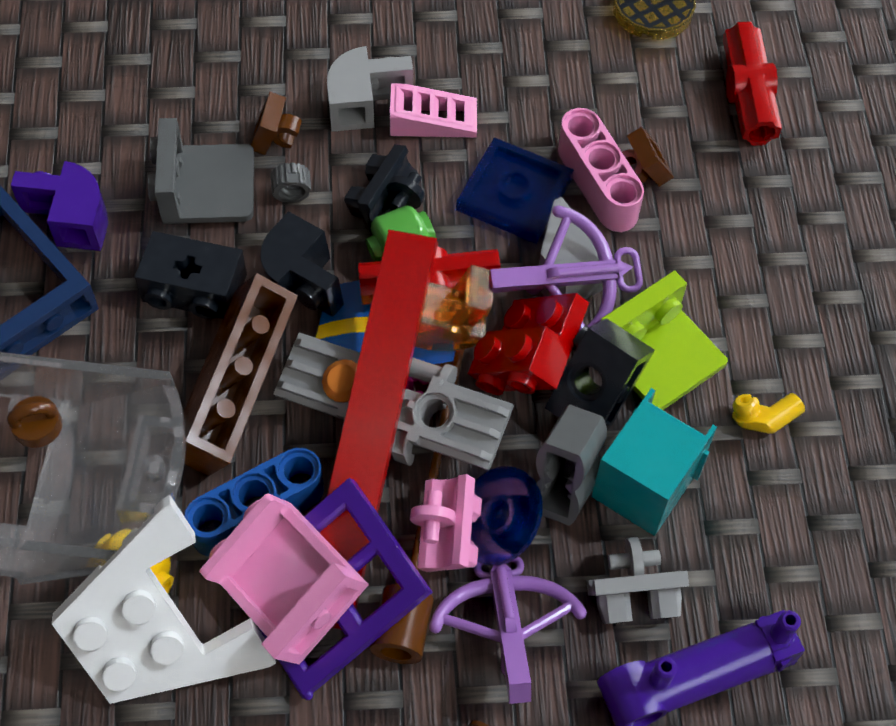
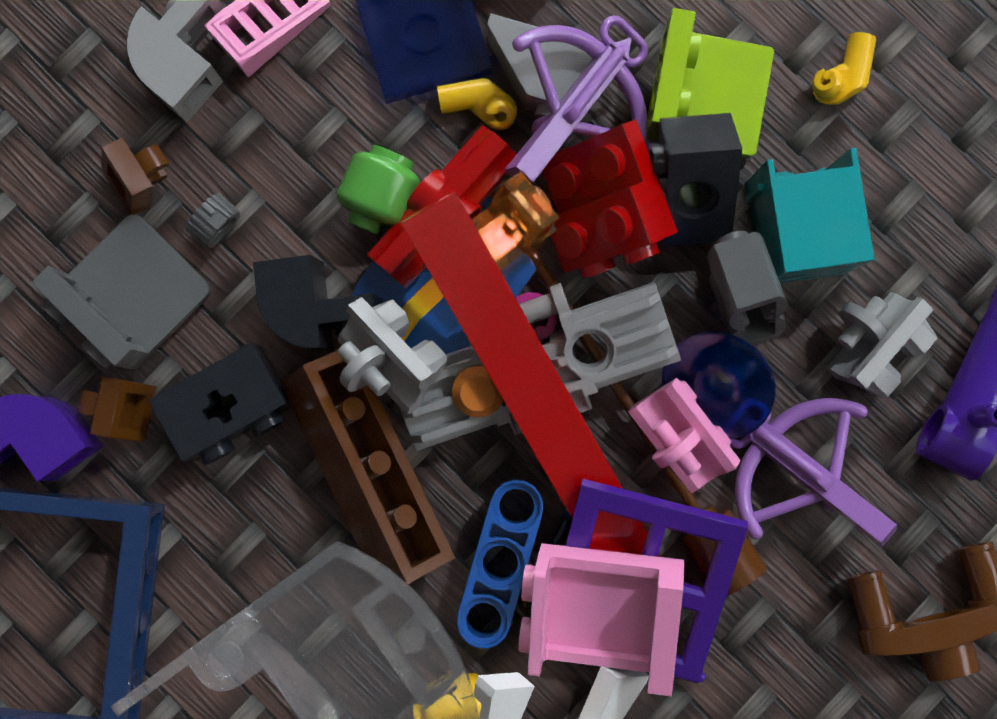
camera: 45 degrees left, 25 degrees up
(35, 421) = (242, 675): reddish brown tile -> none
(130, 230) = (119, 408): none -> reddish brown tile
(309, 306) = (382, 359): none -> light grey hips
(390, 186) = (317, 142): black hips -> none
(514, 245) = (482, 98): none -> yellow arm

